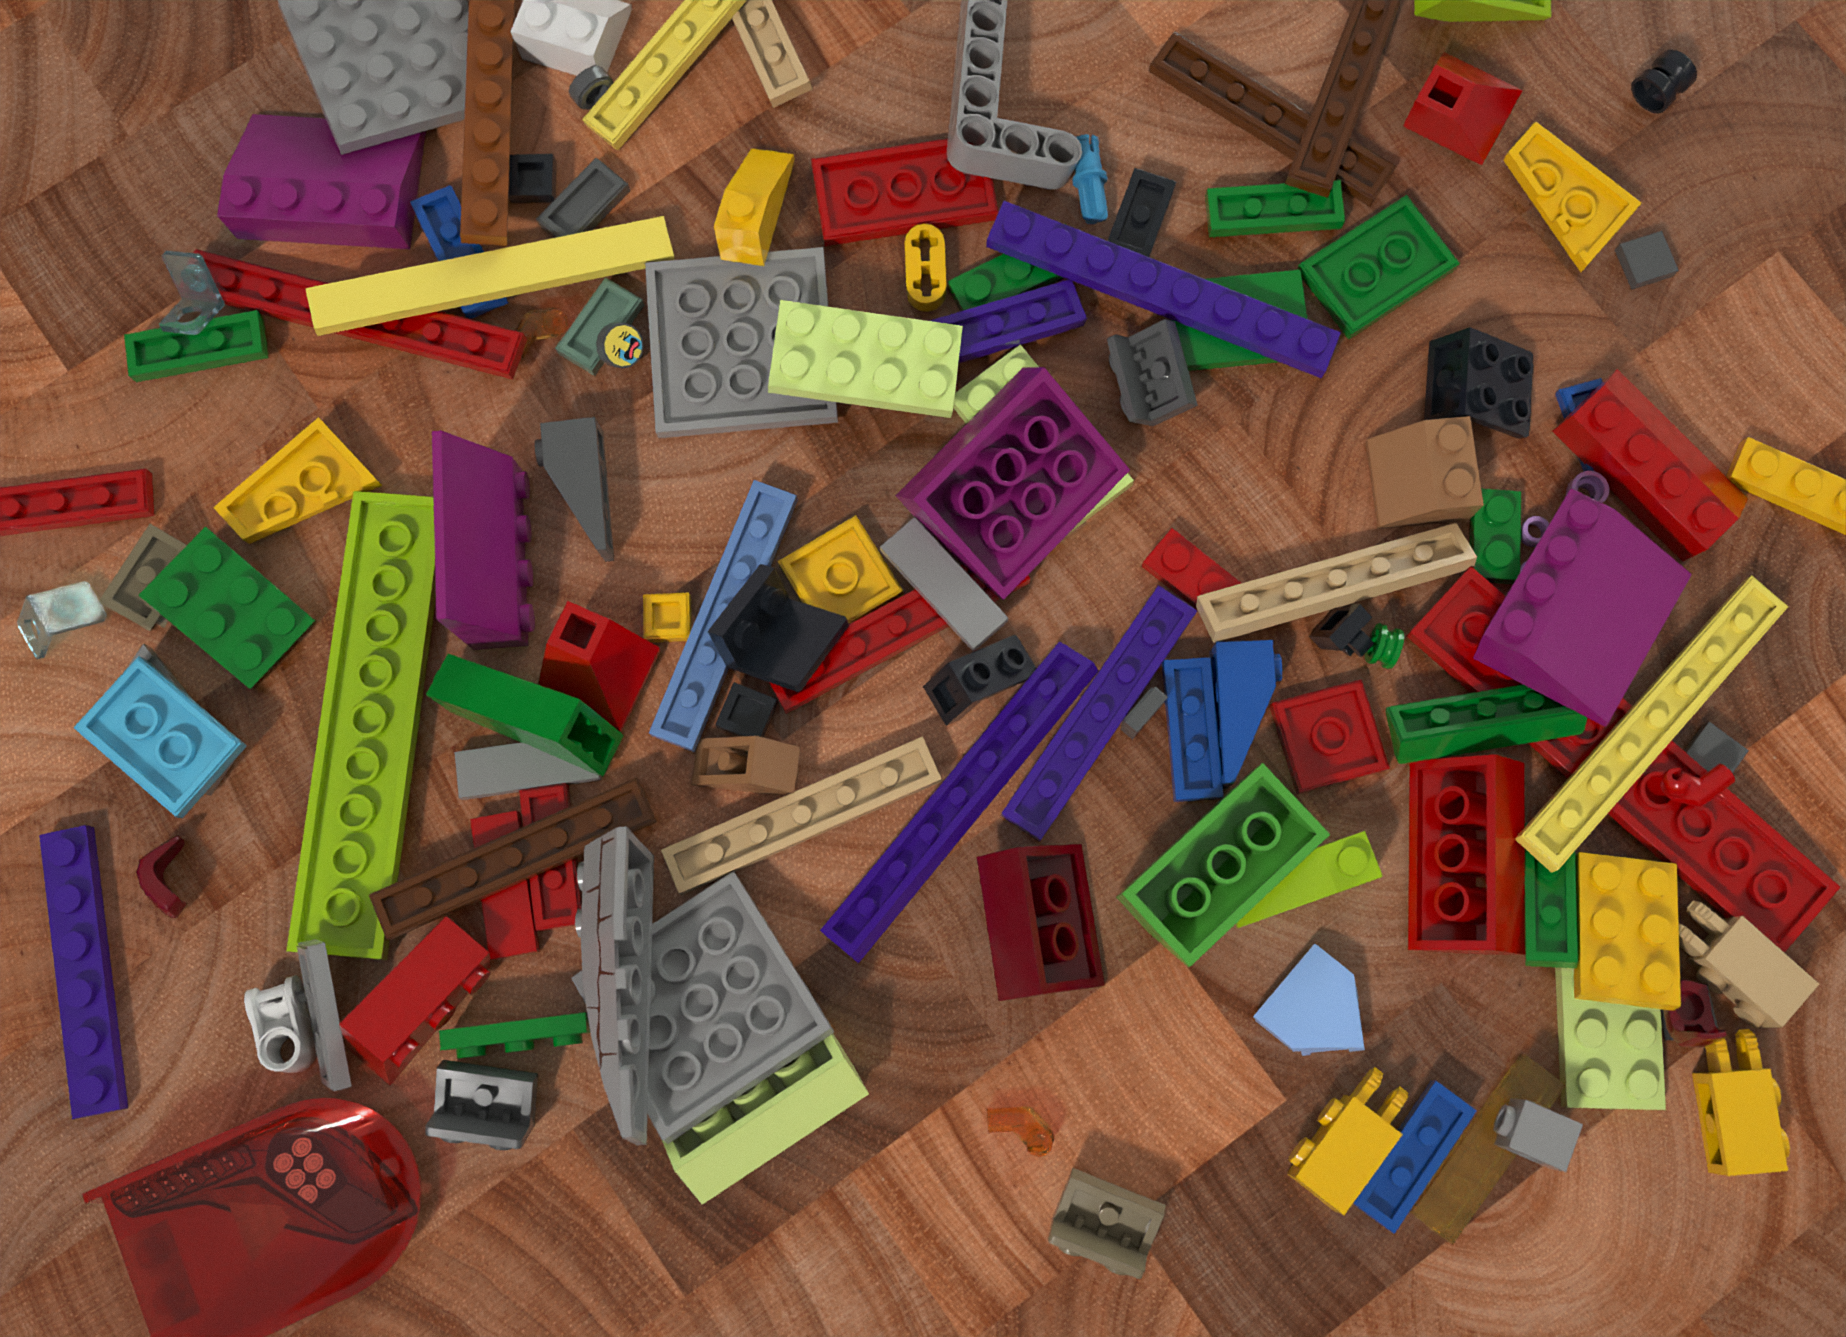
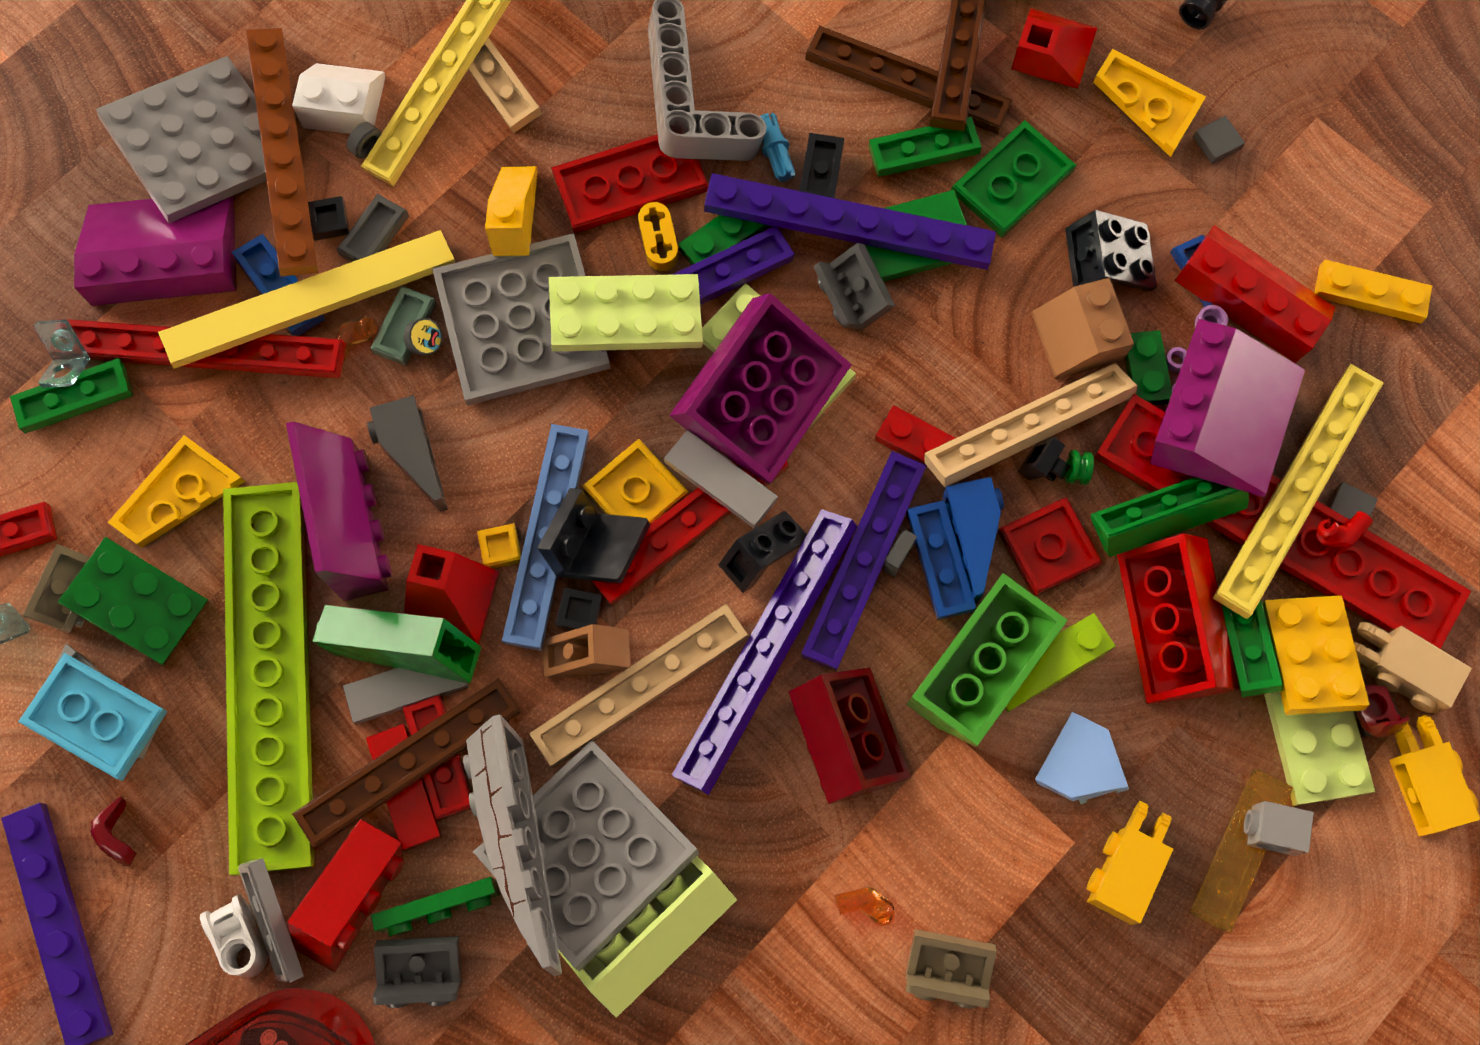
camera: 15 degrees left, 5 degrees down
(1426, 1140) = (1187, 867): blue plate -> none

